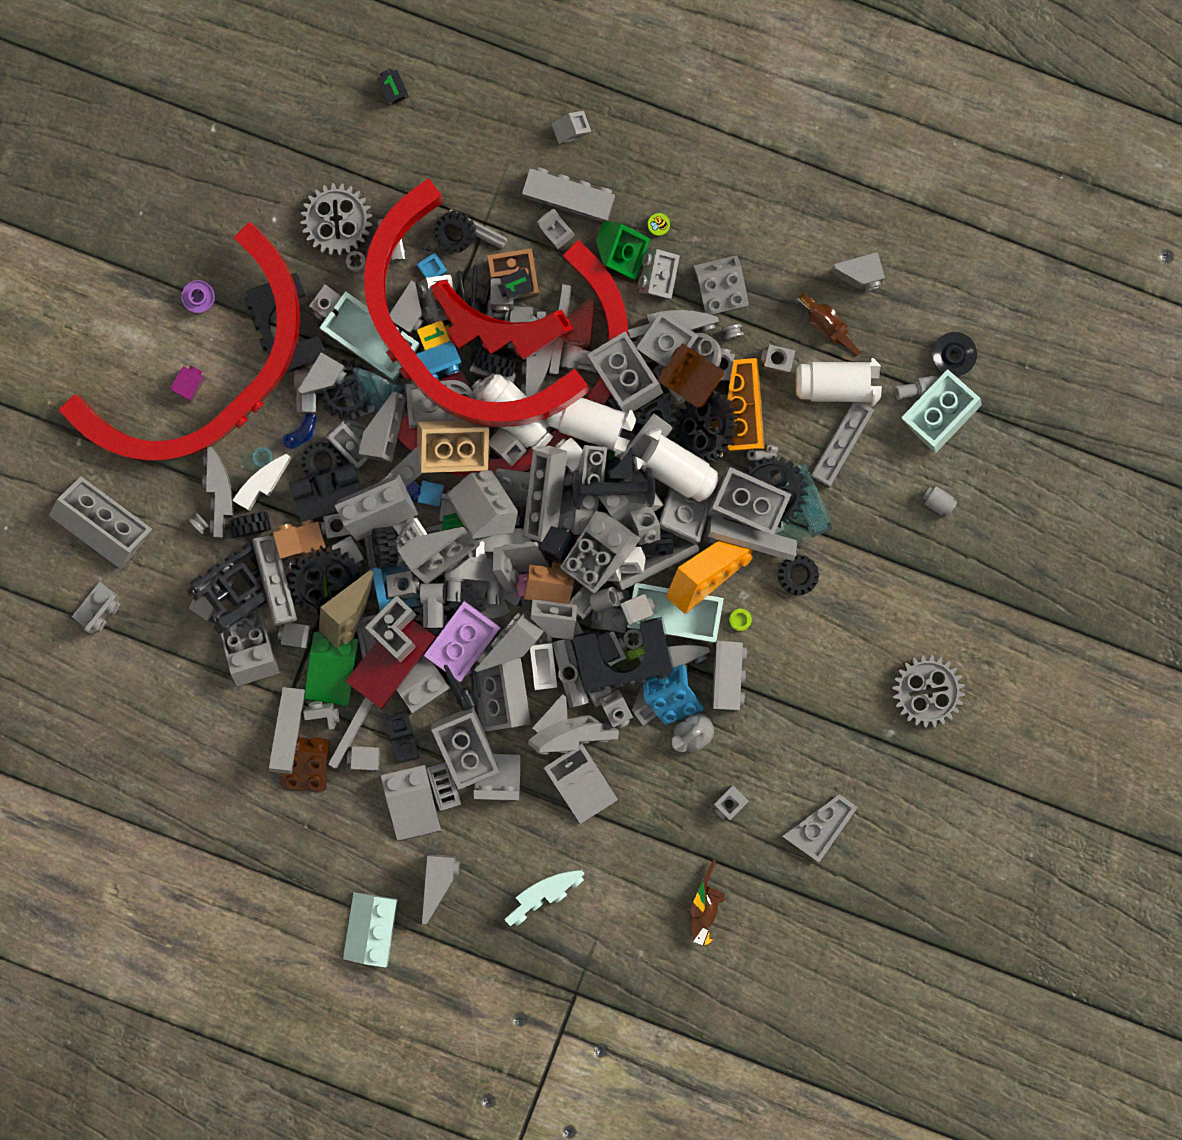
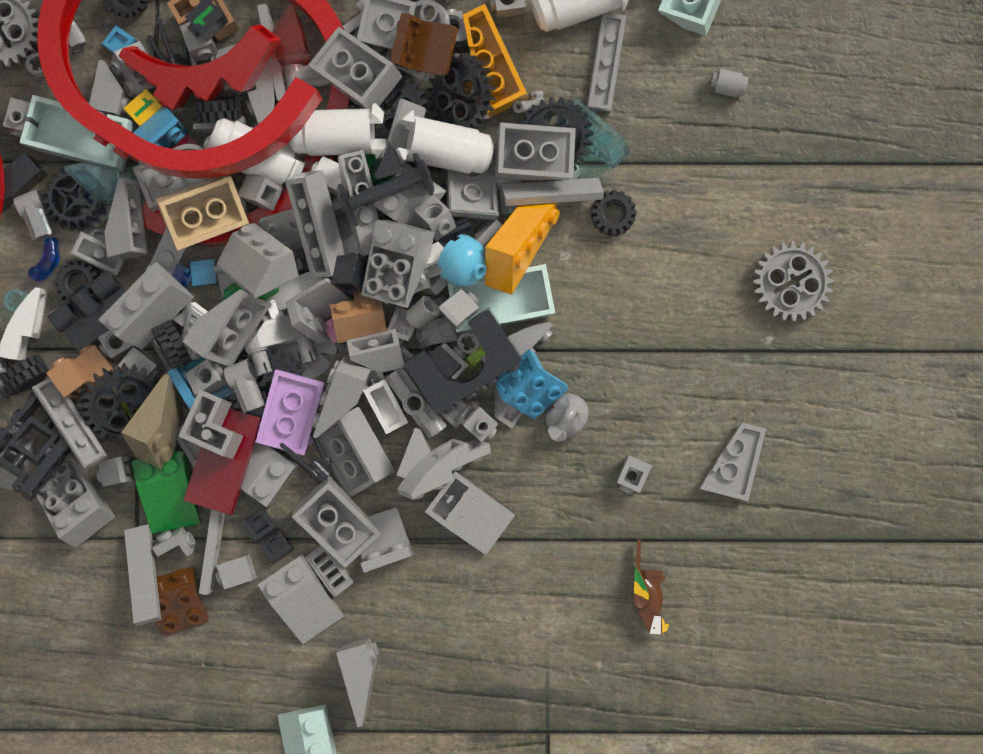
camera: 15 degrees left, 0 degrees up
(323, 375) = (40, 191): light grey slope -> none
(551, 888) = (479, 634): light aqua slope -> none
(655, 571) = (462, 261): none -> medium azure cylinder
(728, 675) = (580, 343): light grey slope -> none
(740, 619) = (570, 282): lime tile -> none

